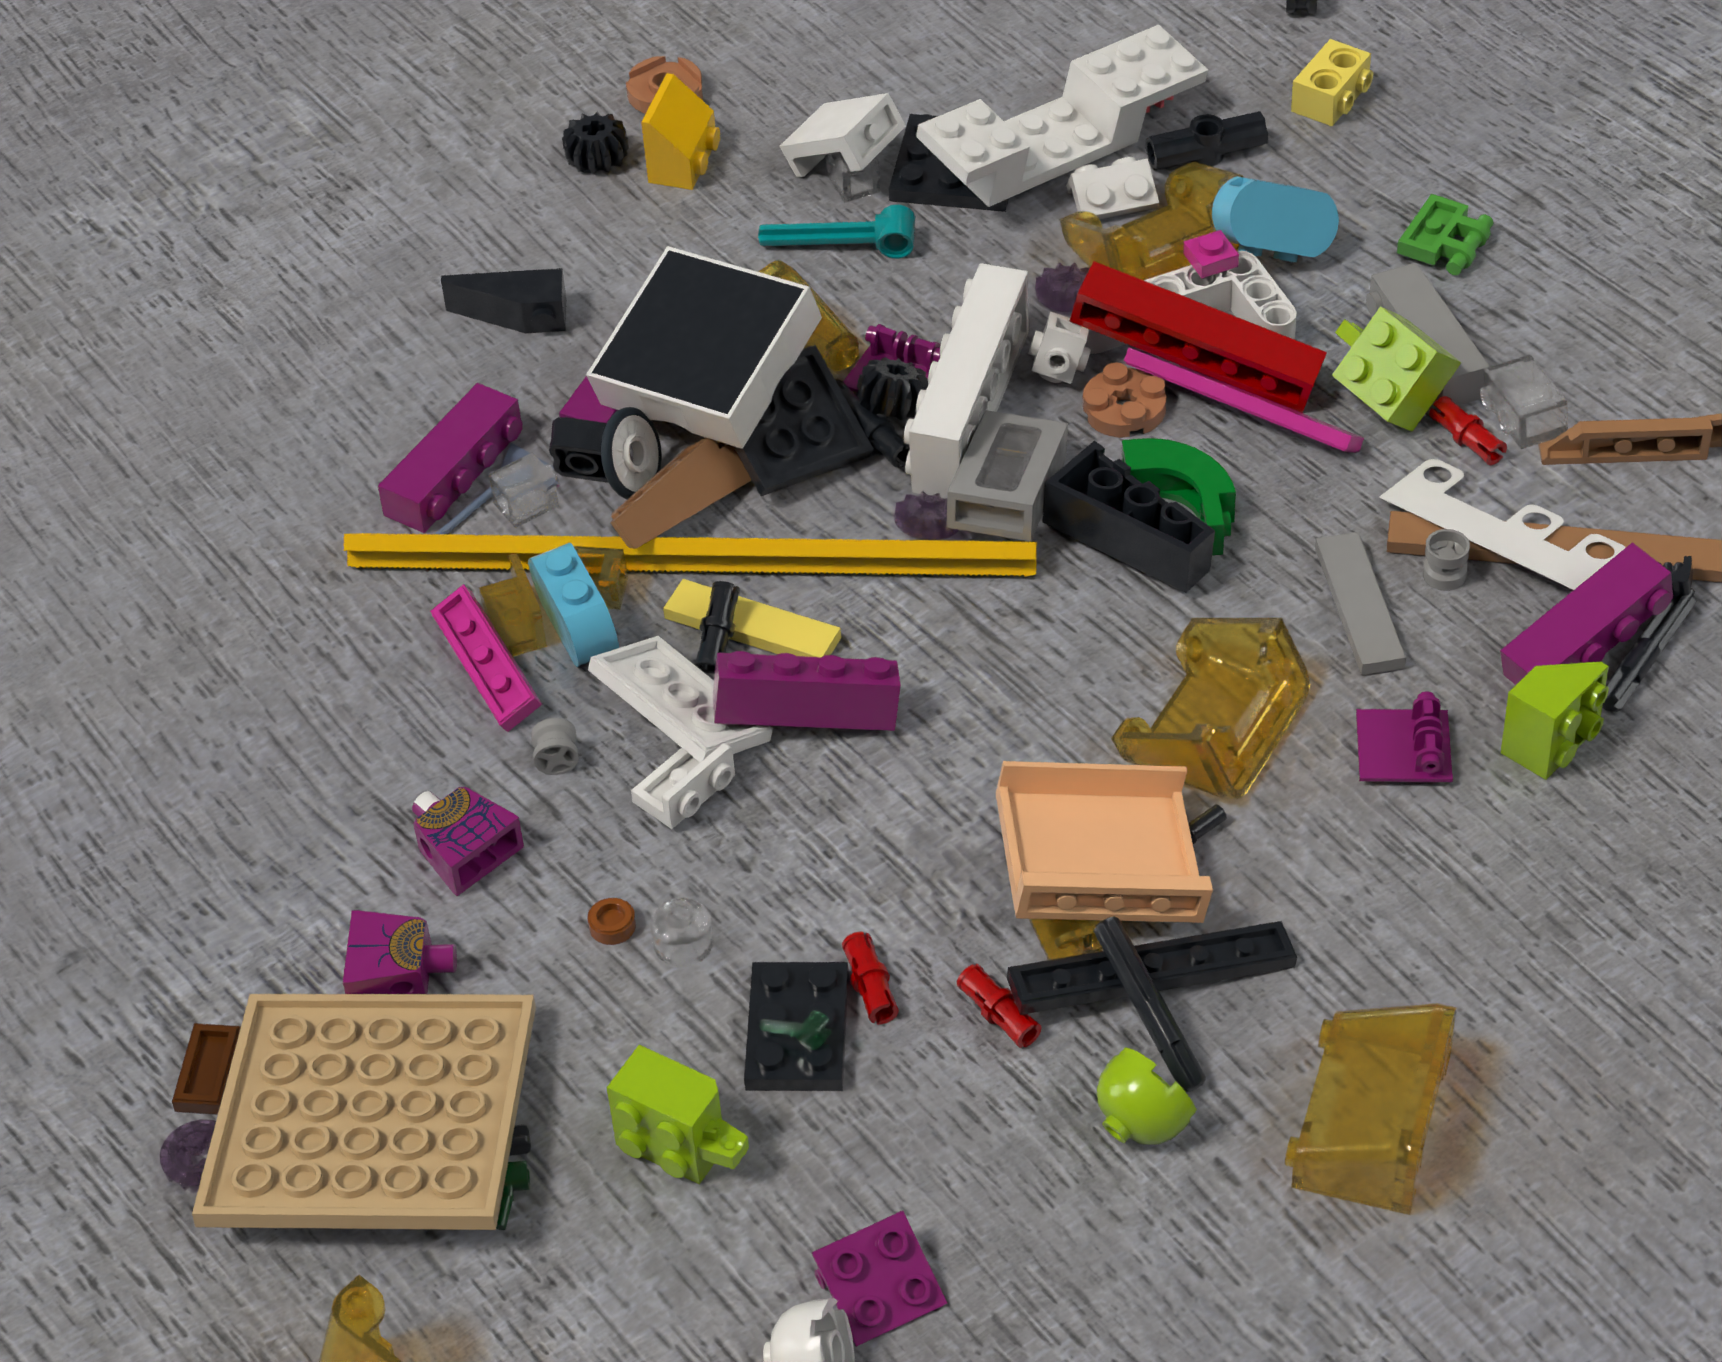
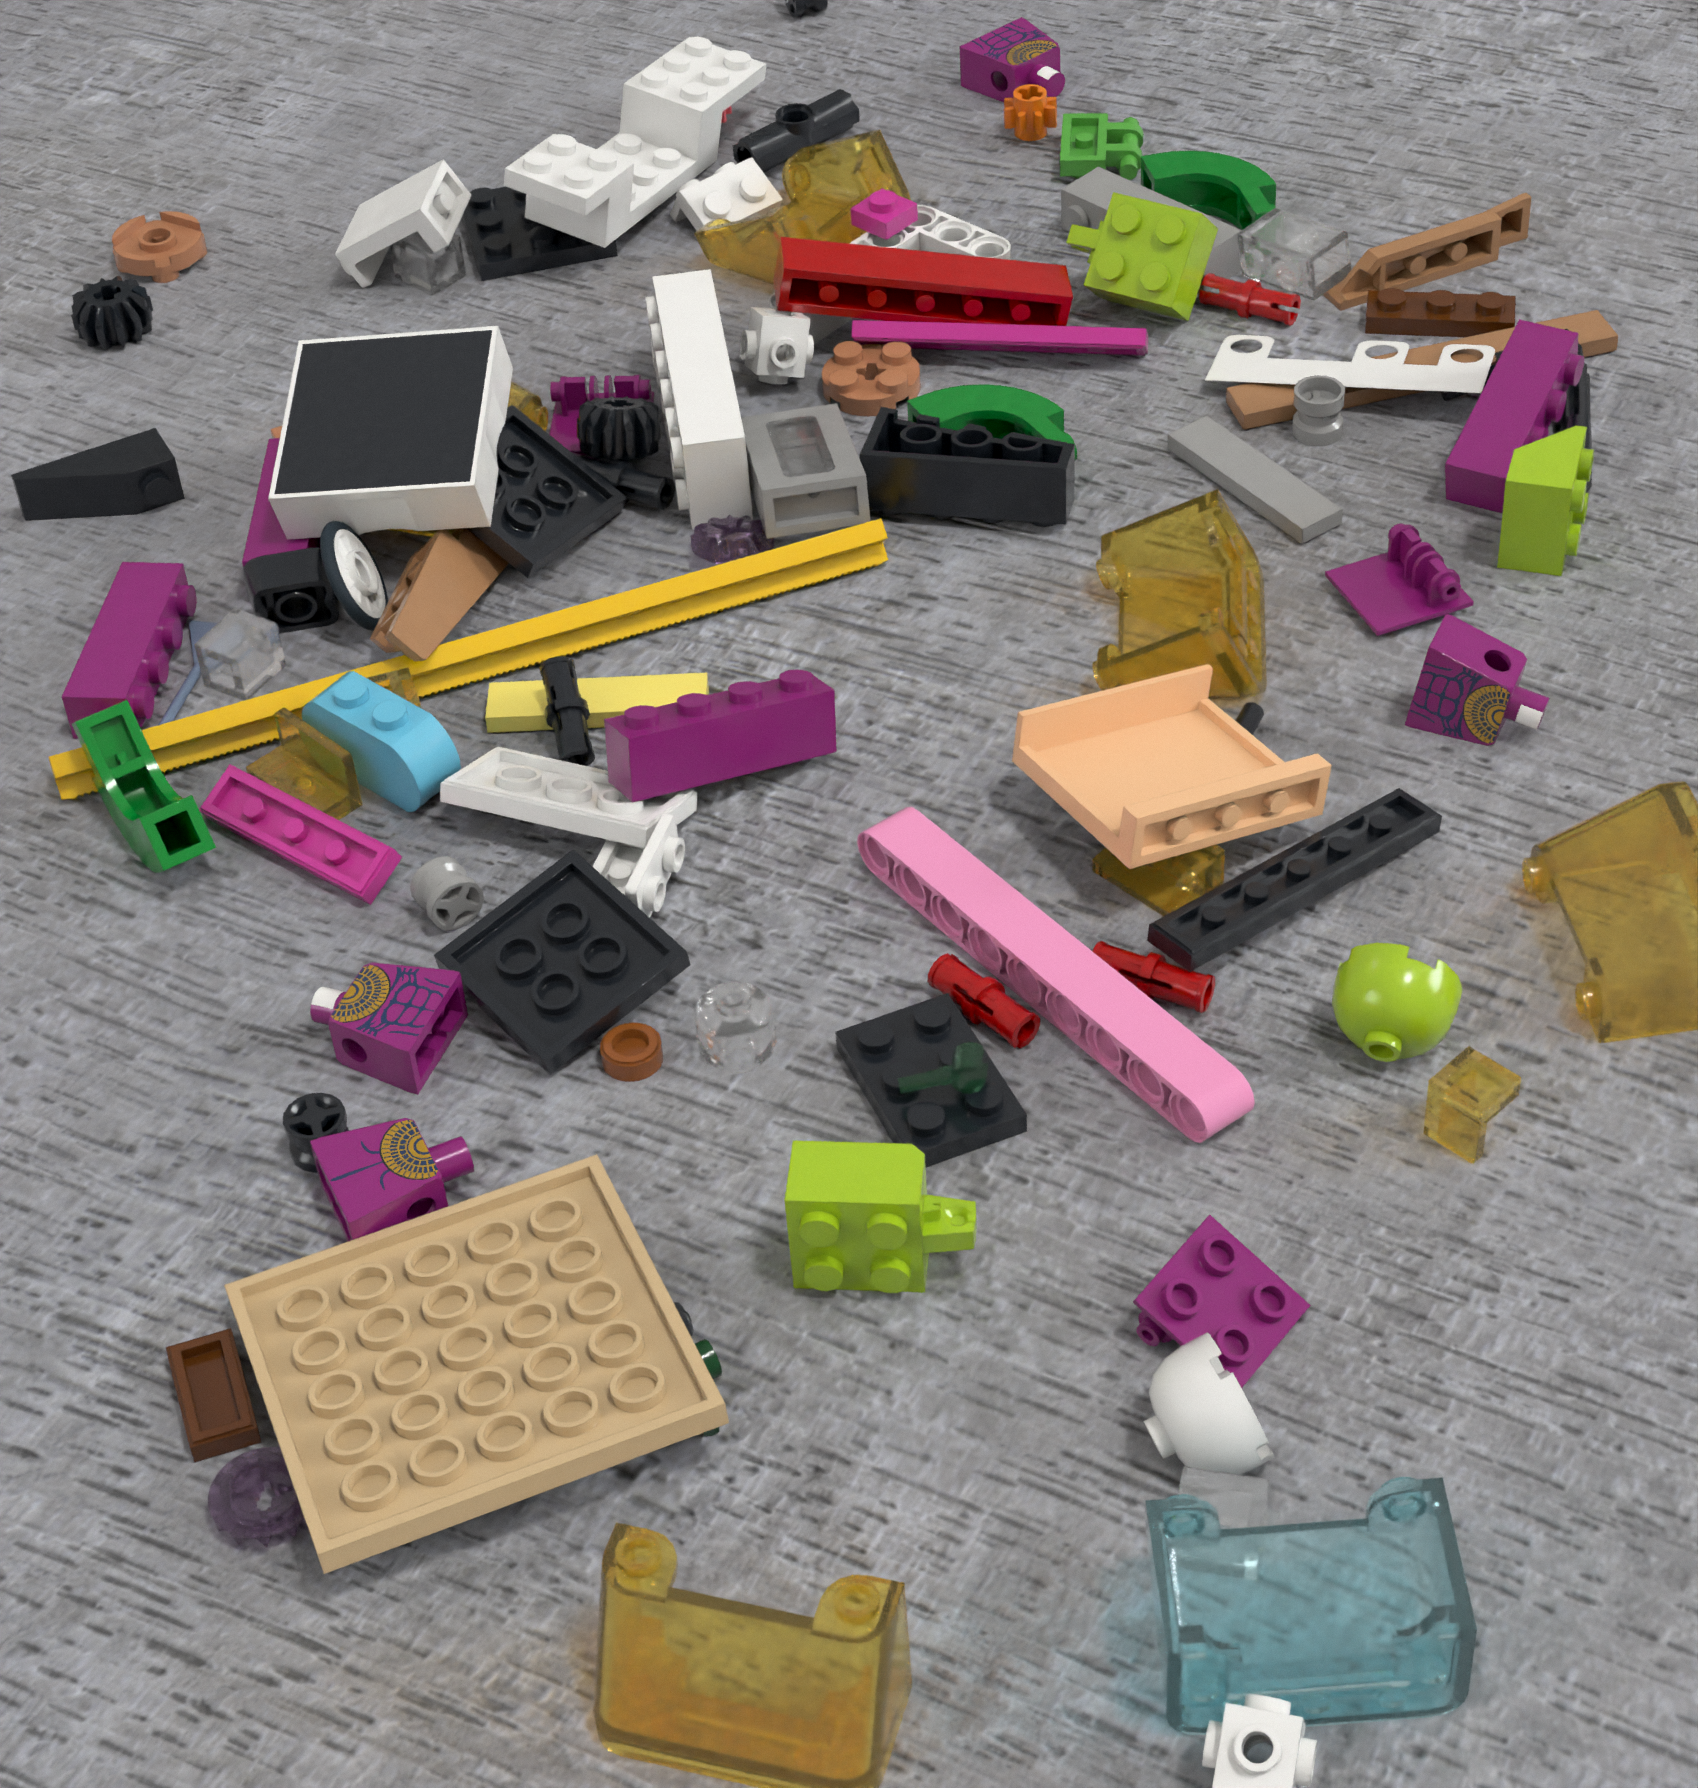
camera: 25 degrees left, 5 degrees down
(370, 889) = (309, 1119): none -> black wheel
(391, 584) = (140, 800): none -> green arch
(596, 833) = (563, 961): none -> black plate
(678, 135) = (212, 277): yellow slope -> none
(891, 231) = (508, 300): teal axle -> none
(930, 976) = (1057, 975): none -> bright pink beam
(1049, 289) = (752, 293): clear purple gear -> none
(1146, 1193) = (1465, 1099): none -> clear yellow panel
(1149, 1004) = (1310, 892): black axle -> none
(1275, 218) = (930, 163): medium azure brick -> none
(1331, 82) = (891, 53): light yellow brick -> none
(1384, 857) = (1472, 686): none -> magenta torso
(1407, 182) = (1030, 112): none -> orange gear
(1425, 126) = (1011, 58): none -> magenta torso
(1504, 304) = (1211, 184): none -> green arch
(1615, 498) = (1438, 313): none -> reddish brown plate

